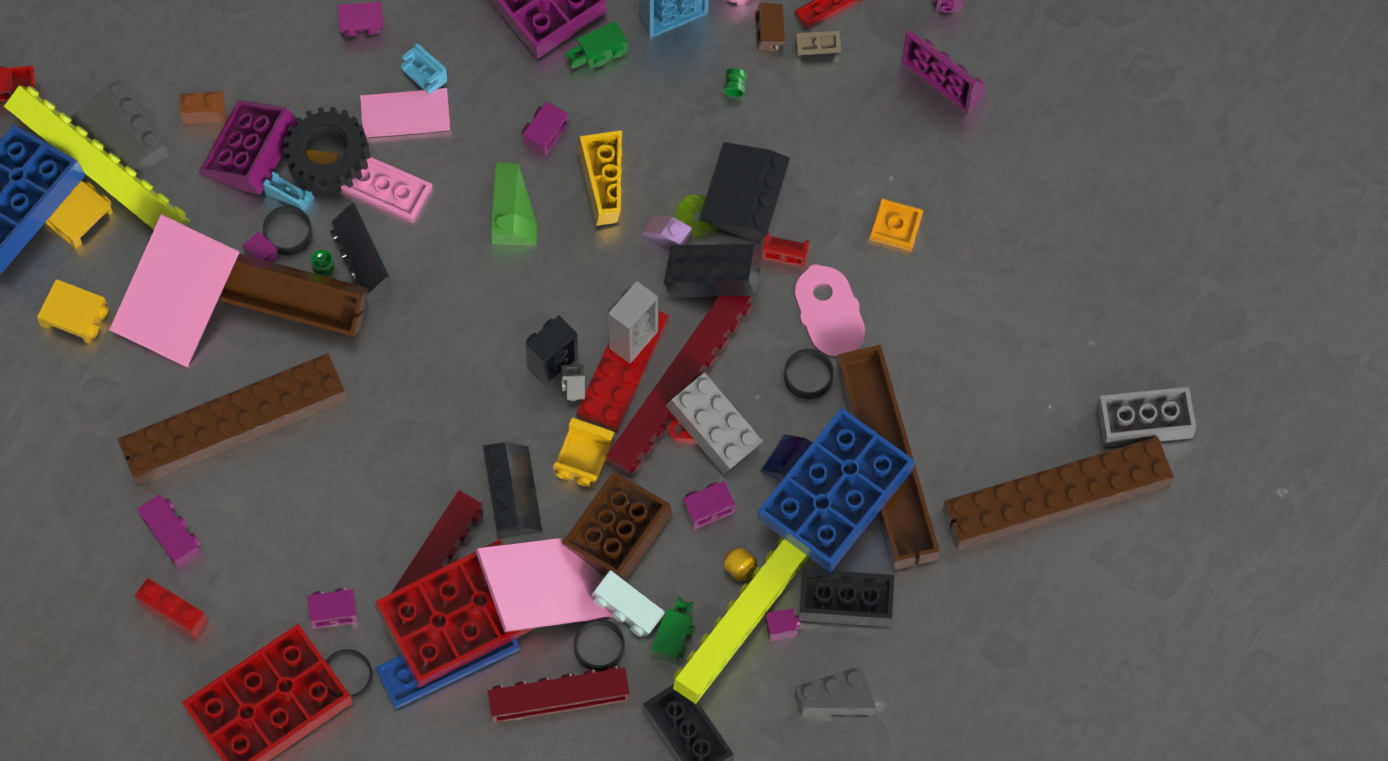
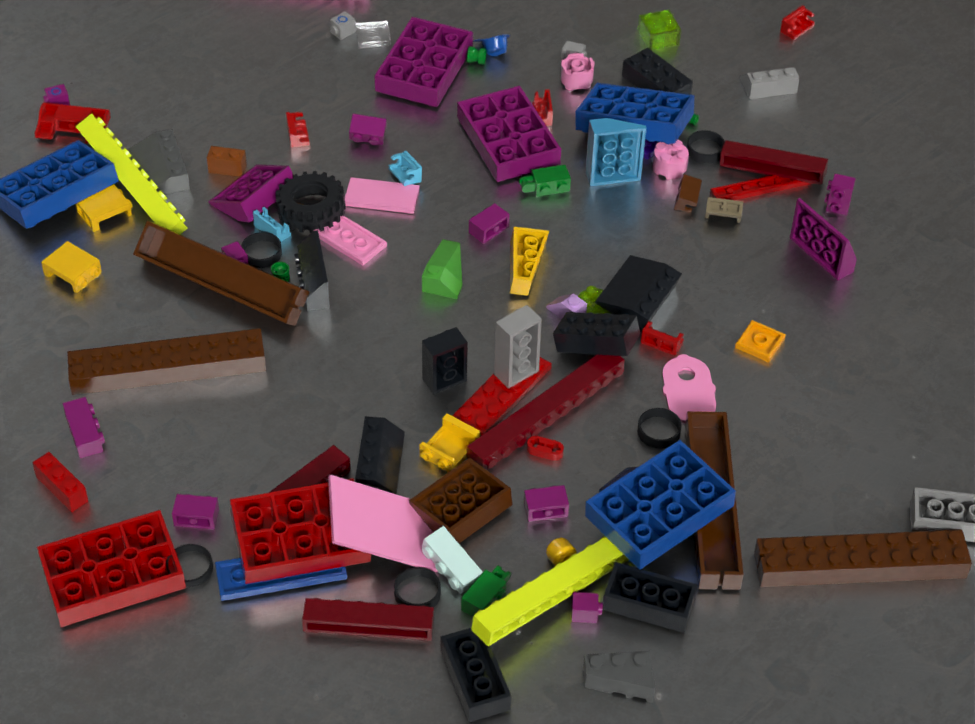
camera: 15 degrees right, 20 degrees down
(174, 290) = (154, 262): bright pink piece -> none
(272, 35) = (297, 130): none -> red hinge
(573, 381) = (456, 390): light grey brick -> none
(714, 423) = (567, 441): light grey brick -> none
(735, 82) = (650, 222): green wheel -> none

